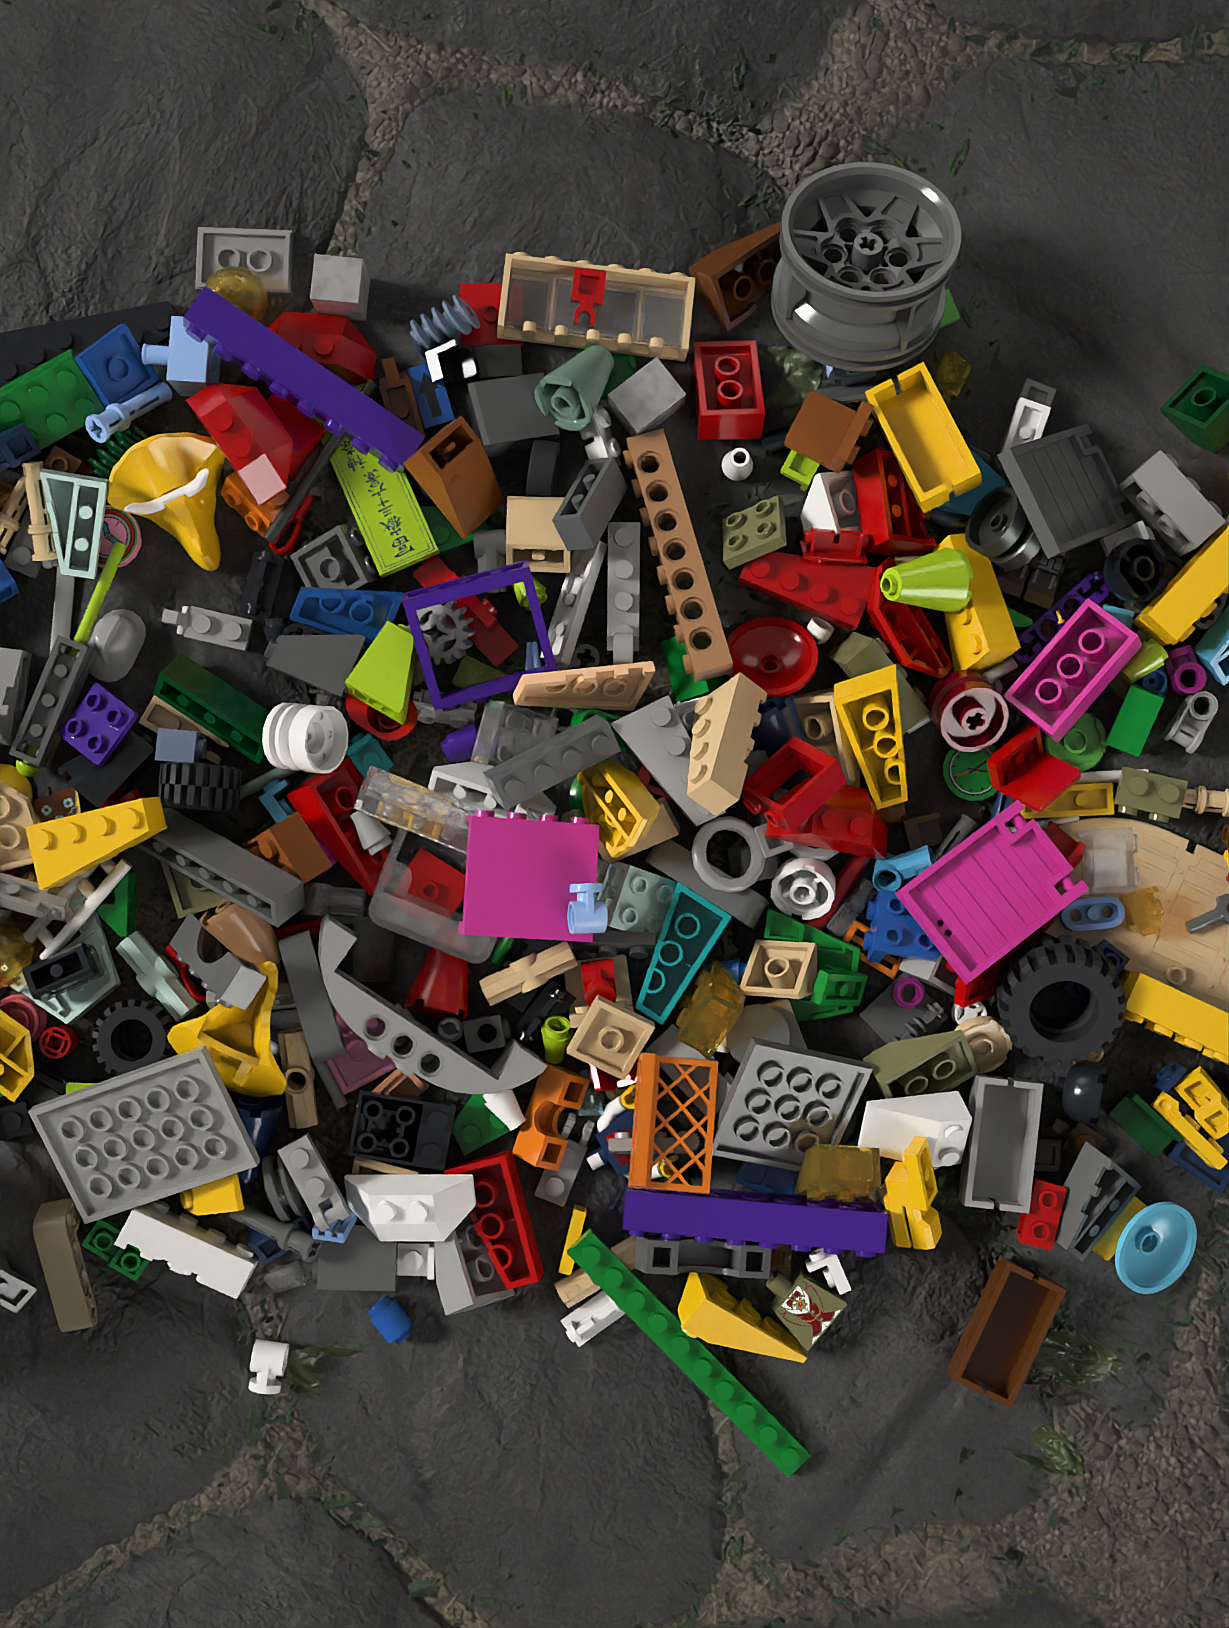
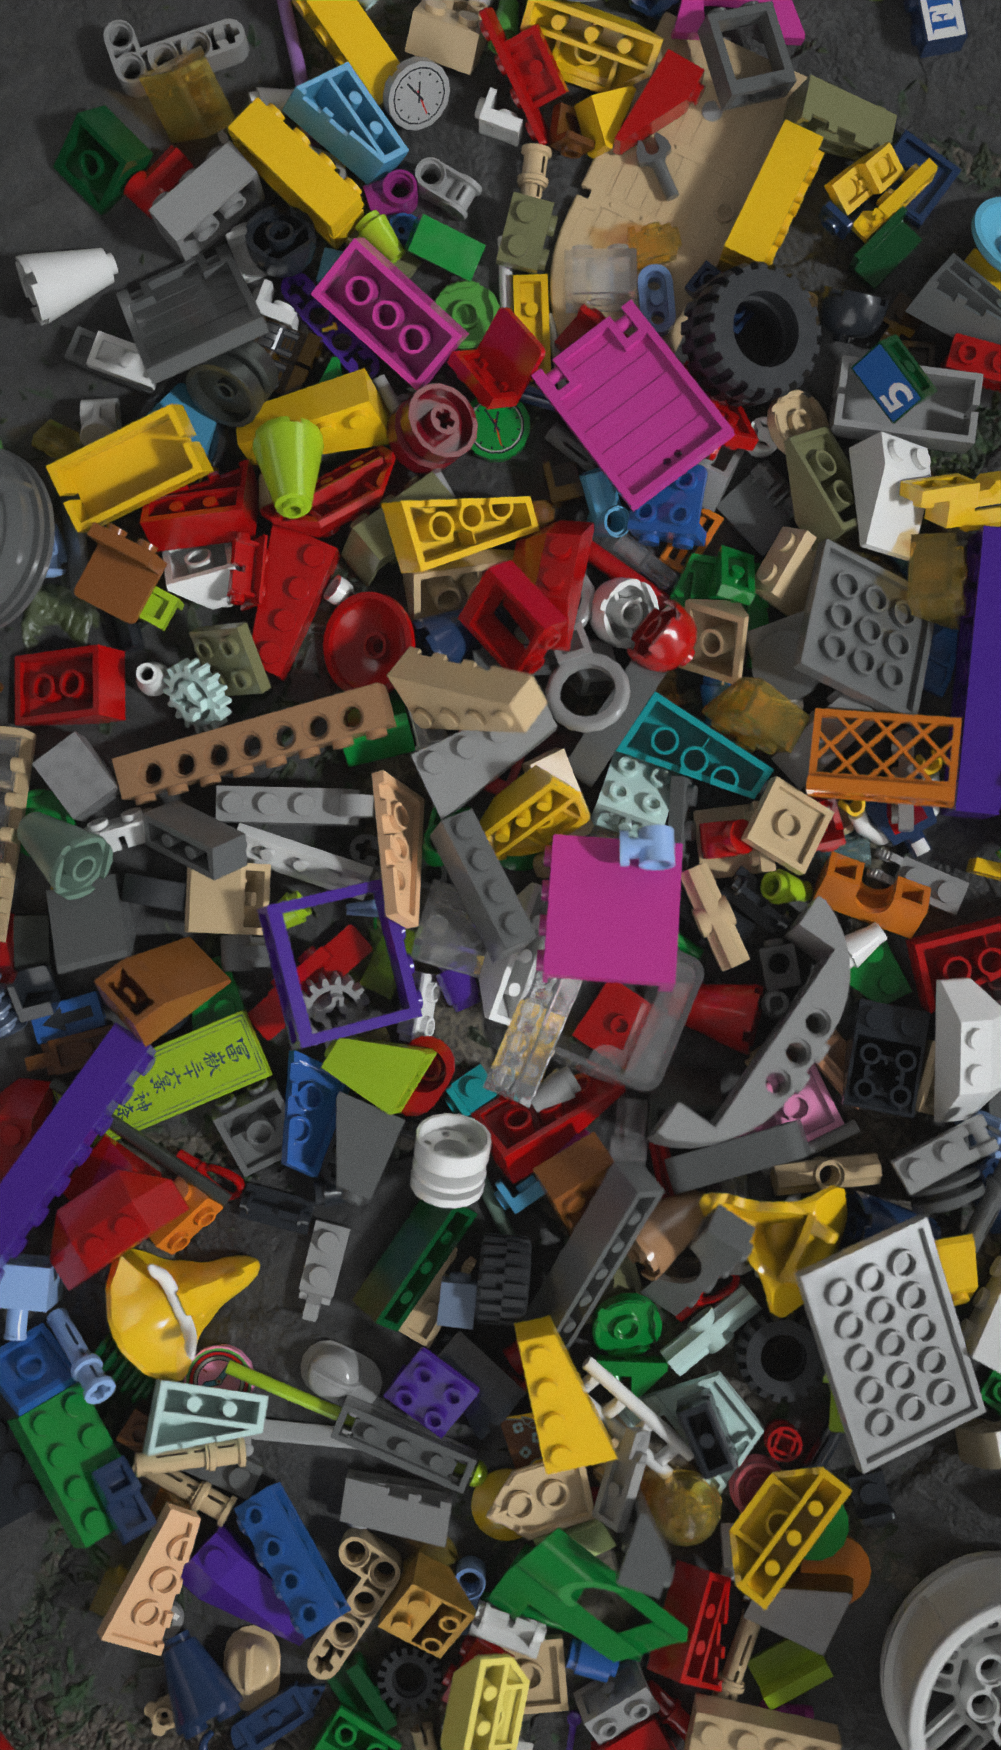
camera: 80 degrees left, 0 degrees up
(160, 899) = (626, 1325): none -> green tile
(721, 503) = (197, 695): none -> light aqua gear
(778, 923) = (664, 639): none -> red cylinder
(844, 1035) = (787, 571): none -> tan bracket
(919, 992) = (745, 492): magenta plate -> none
(970, 411) = (99, 419): none -> white piece
(1022, 1130) = (893, 378): none -> panel
(1072, 570) = (279, 310): none -> white bracket
(1098, 376) = (63, 279): none -> white cone
(1191, 459) = (159, 178): none -> red piece

